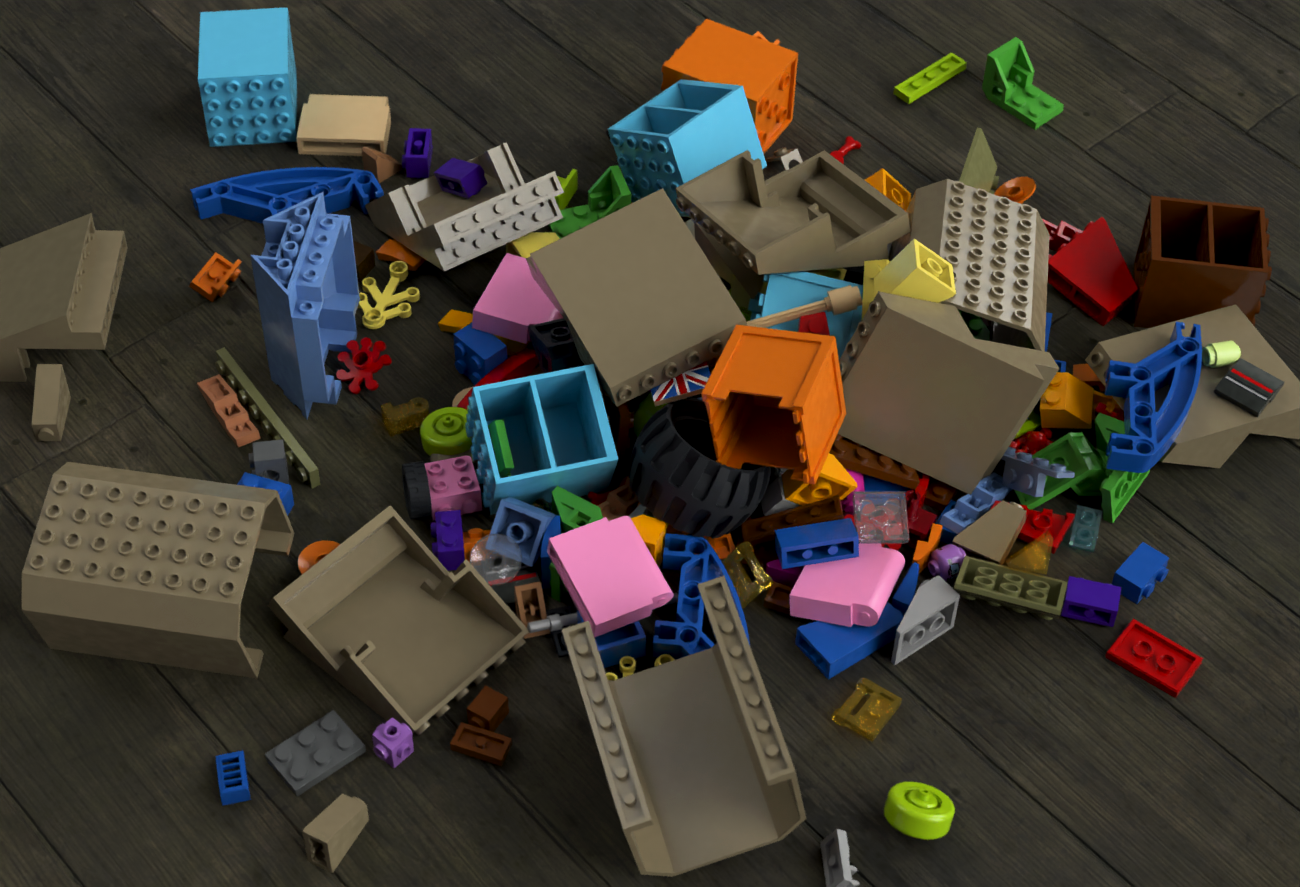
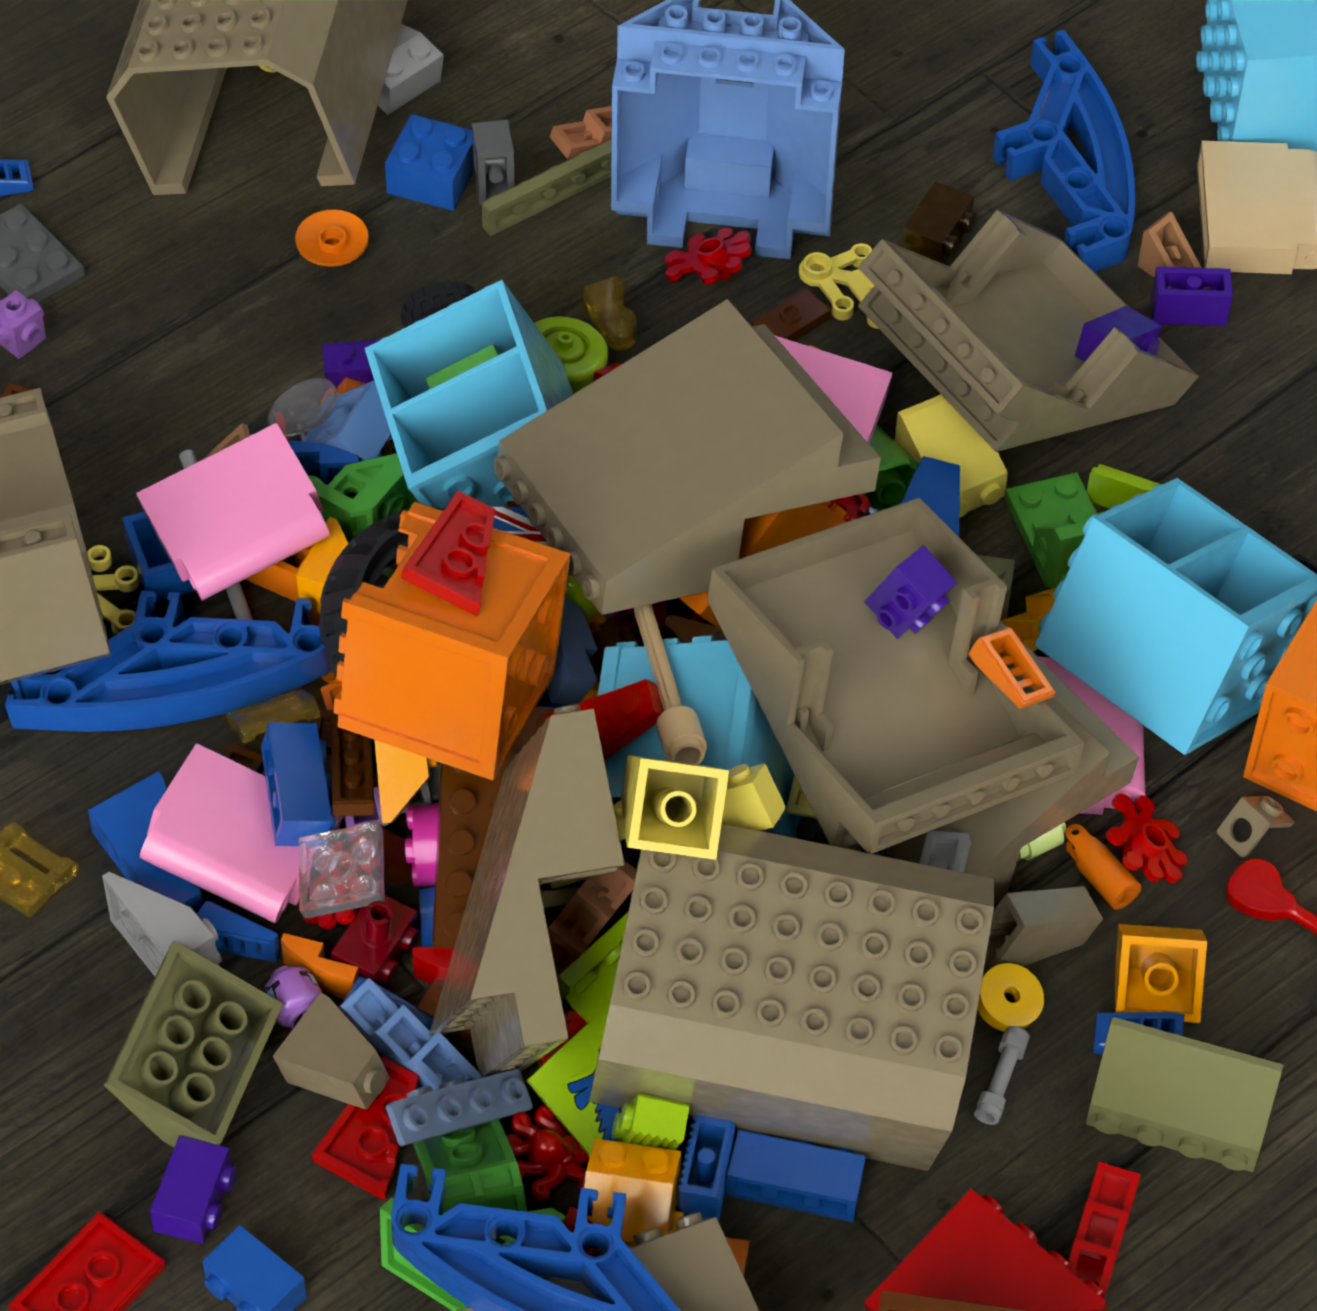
camera: 90 degrees right, 5 degrees up
(215, 276) = (890, 83): orange bracket -> none
(397, 622) = (210, 313): dark tan panel -> none
(413, 333) = (795, 316): none -> reddish brown plate
(488, 709) = (69, 421): reddish brown brick -> none
(744, 195) = (911, 593): none -> dark purple brick
(760, 365) = (454, 554): none -> red wing
(781, 172) = (1005, 643): none -> orange slope
(1017, 189) = (1205, 1186): orange dish -> none
(1033, 556) = (275, 1104): clear yellow slope -> none
(1085, 528) = (349, 1212): clear light blue slope -> none

